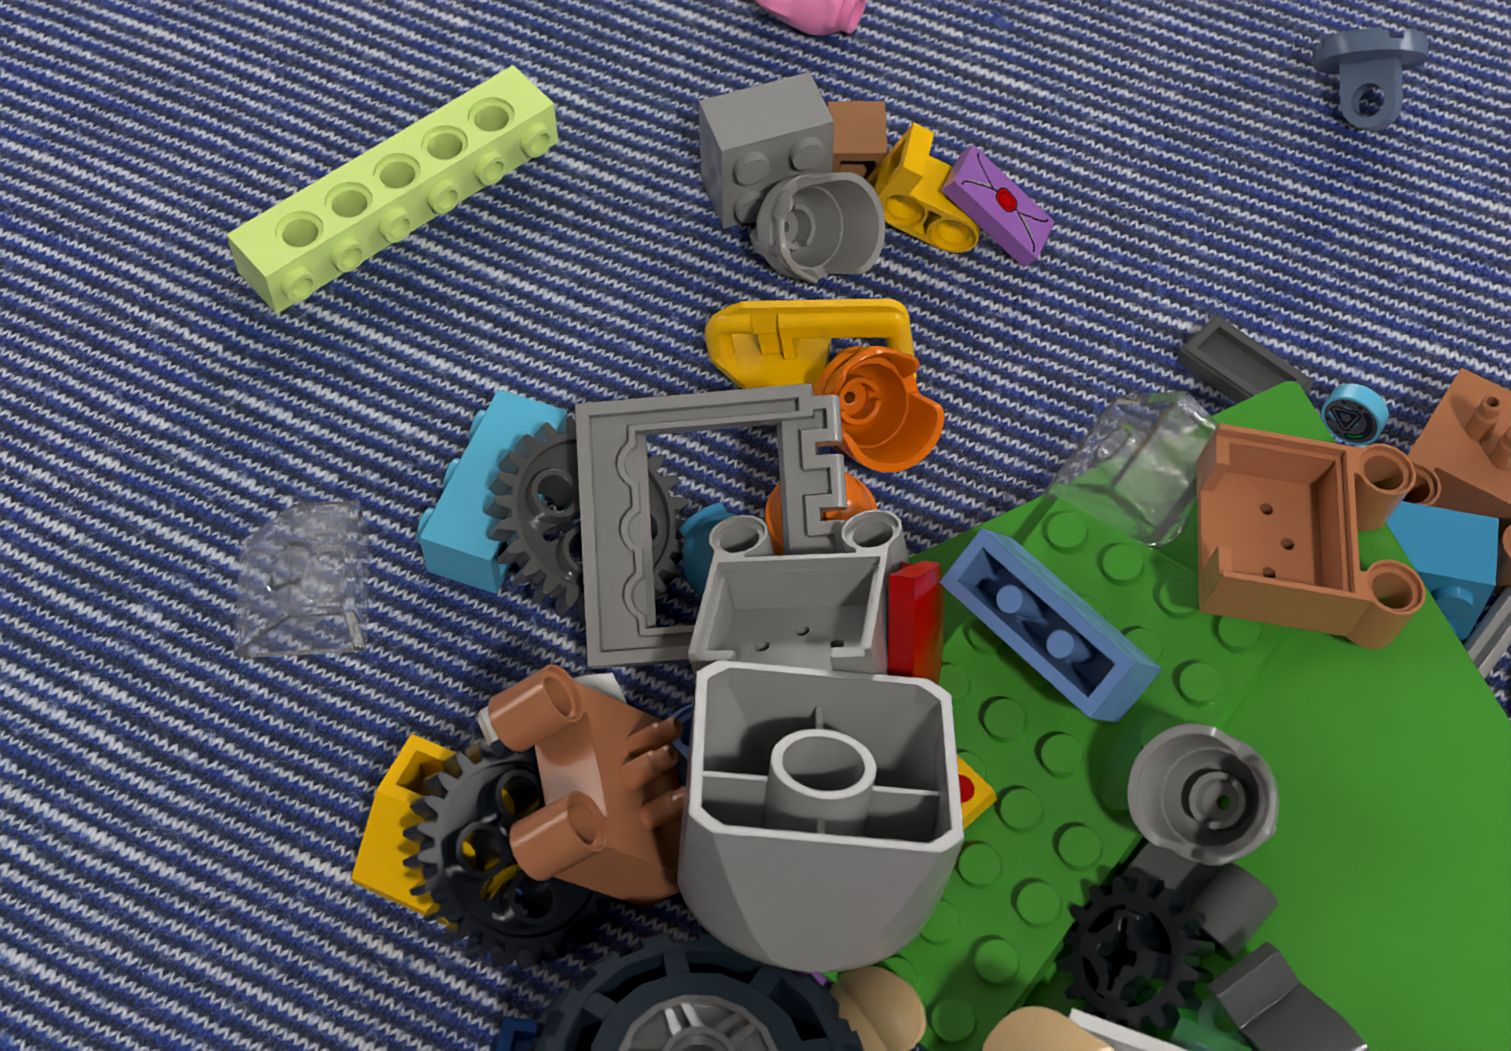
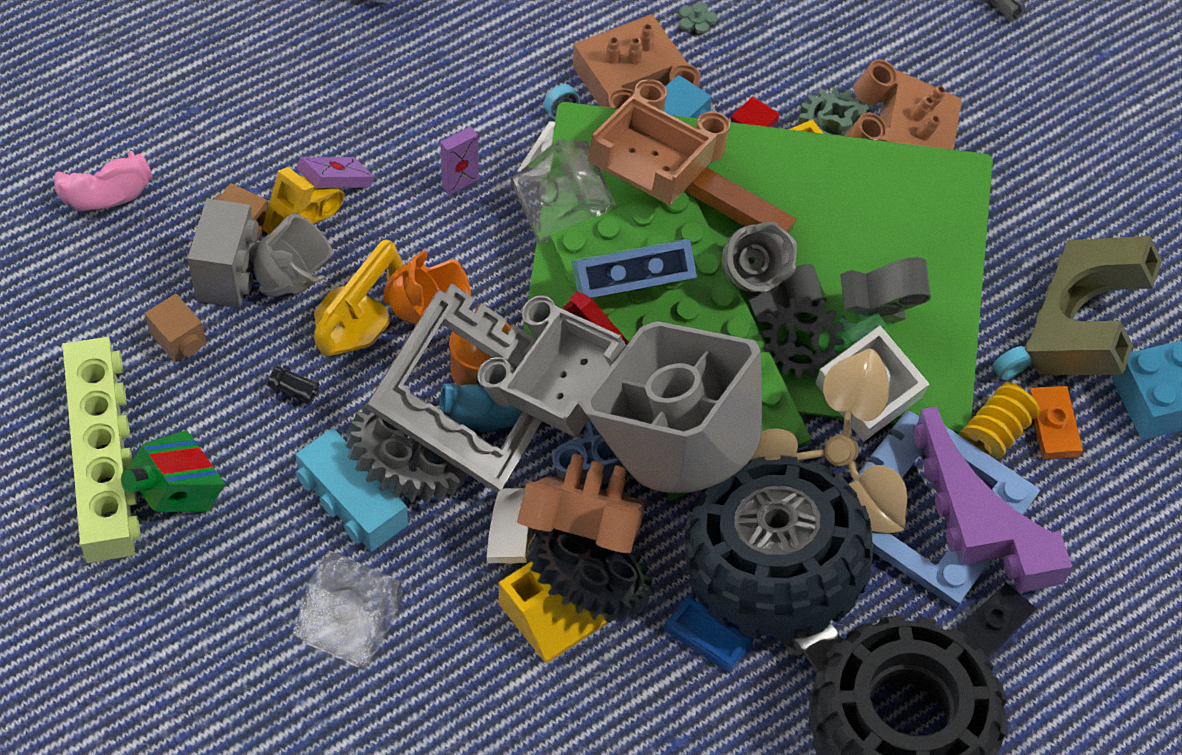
camera: 65 degrees left, 0 degrees up
(387, 274) = (173, 475): none -> green torso
(627, 330) = (292, 384): none -> black pin
(628, 171) = (175, 328): none -> medium nougat brick
(1126, 331) = (459, 160): none -> medium lavender tile
(1236, 362) = (505, 130): dark grey tile -> none
(1306, 728) = (736, 201): none -> dark orange tile

